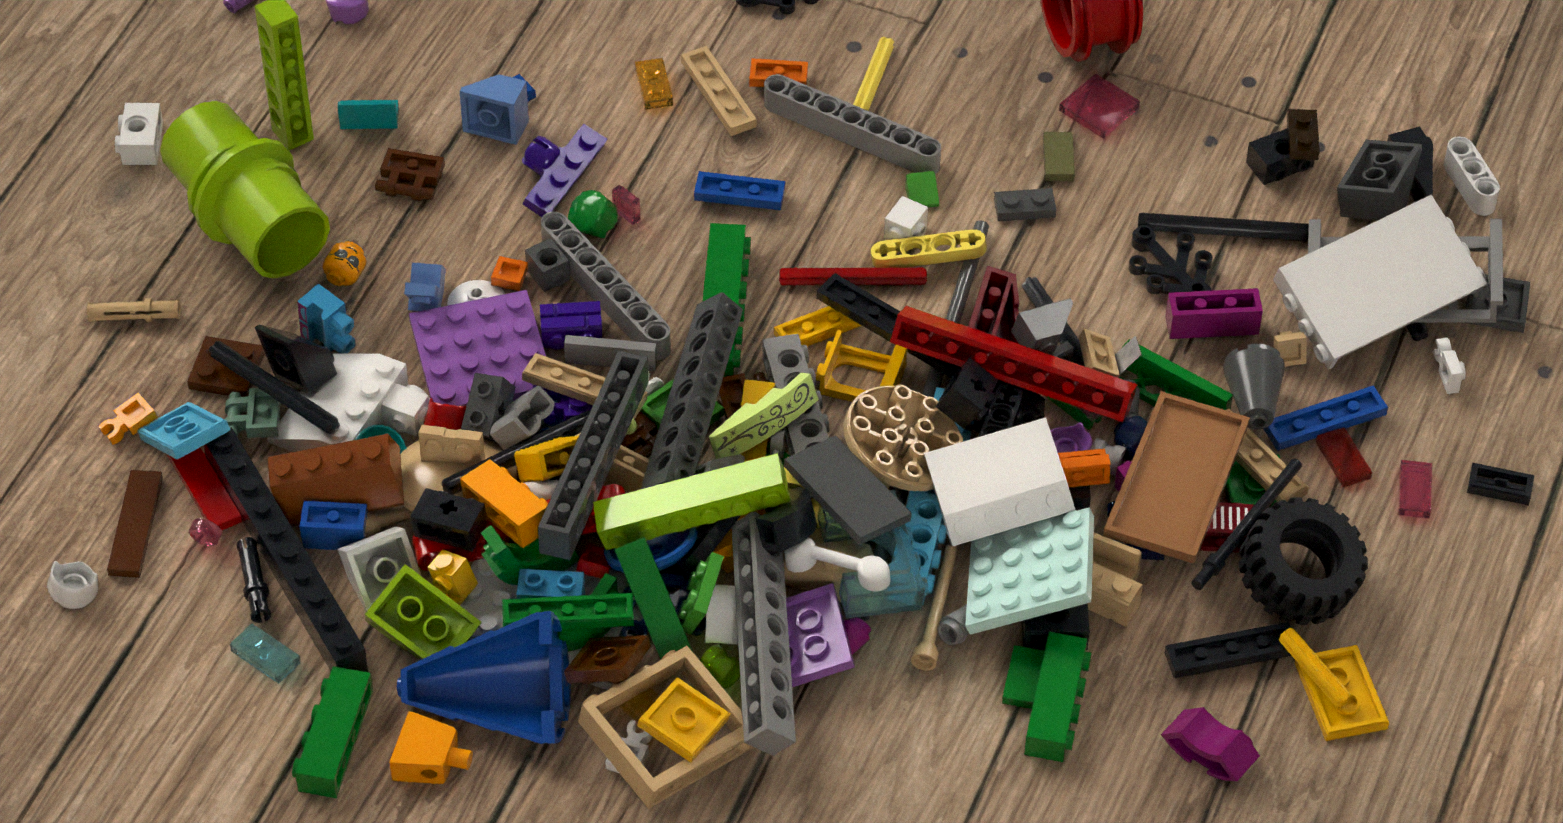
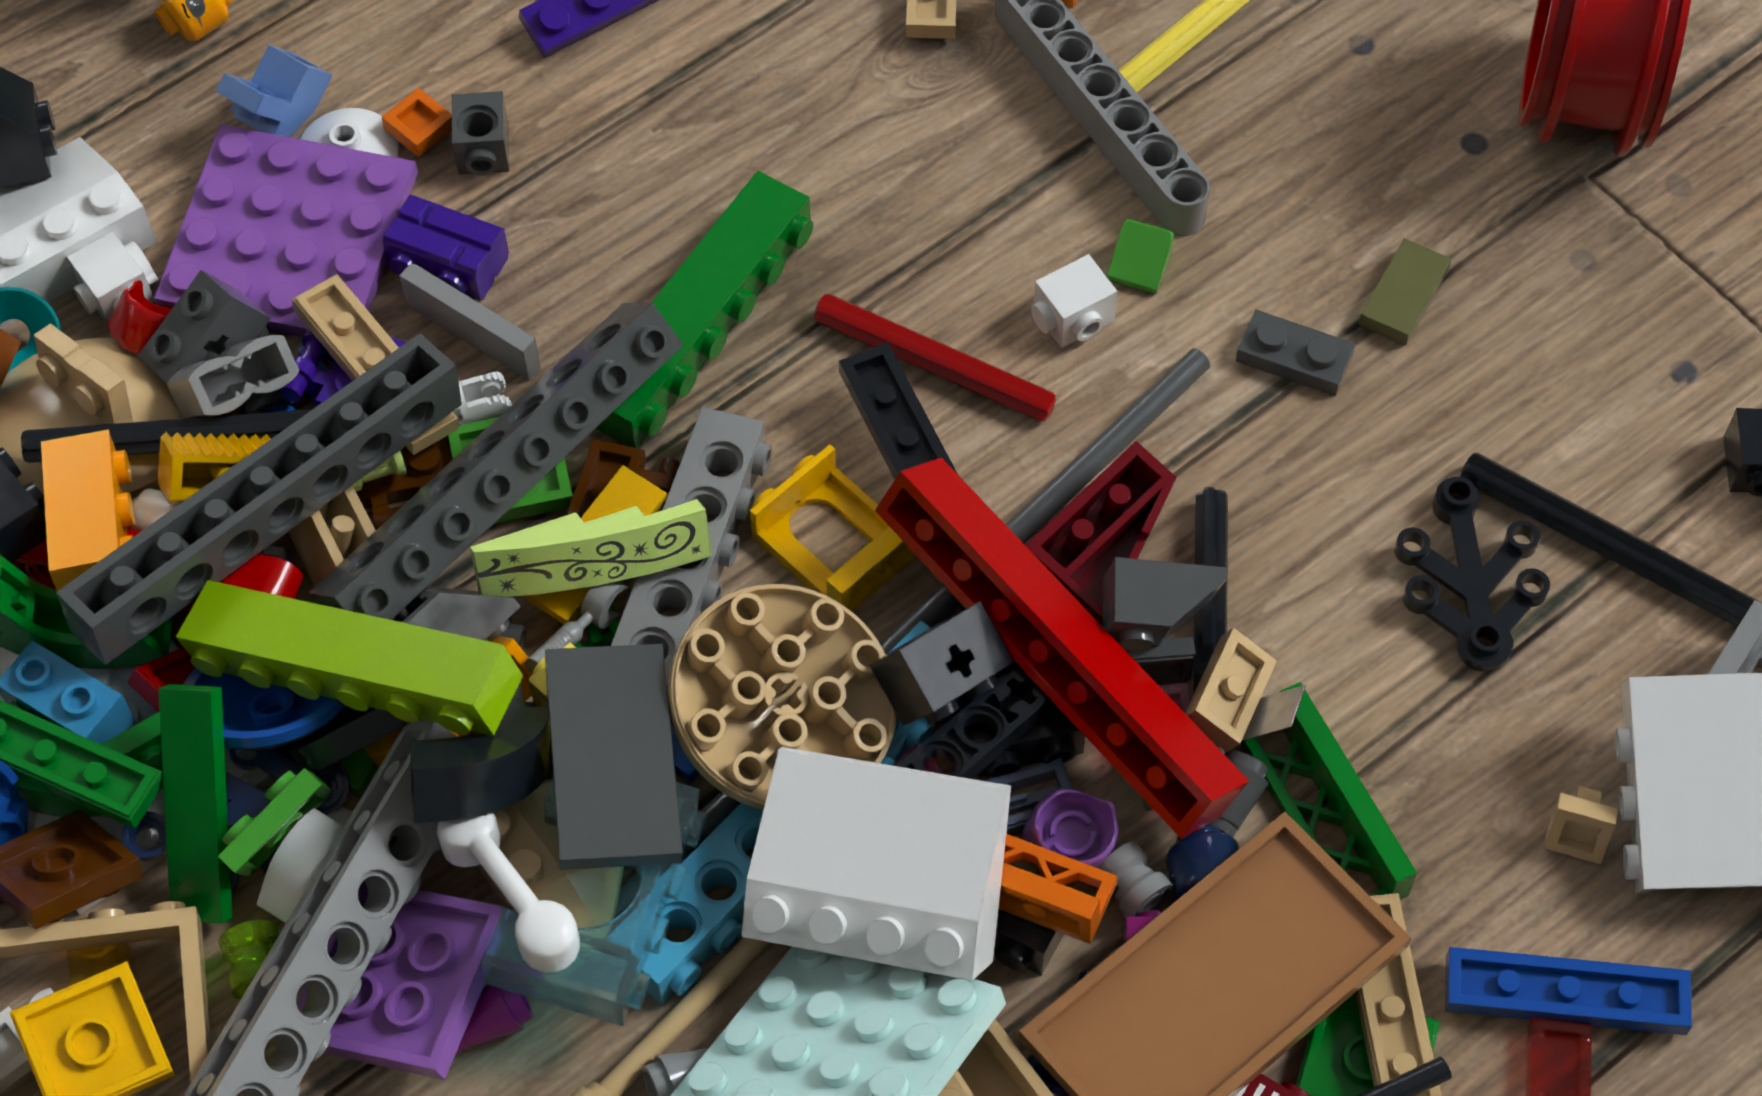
camera: 30 degrees right, 10 degrees up
(325, 318) = (90, 84): dark azure hips -> none
(593, 213) = (604, 79): green hair -> none
(607, 285) = (541, 205): light grey beam -> none
(627, 204) = (665, 84): clear pink tile -> none
(739, 190) = (854, 134): blue plate -> none
(816, 326) = (810, 418): yellow tile -> none
(928, 246) = (1075, 371): light yellow beam -> none
(1099, 105) = (1529, 231): clear pink tile -> none
(1213, 313) = (1482, 699): magenta brick -> none
(1255, 382) = (1467, 875): dark grey cone -> none

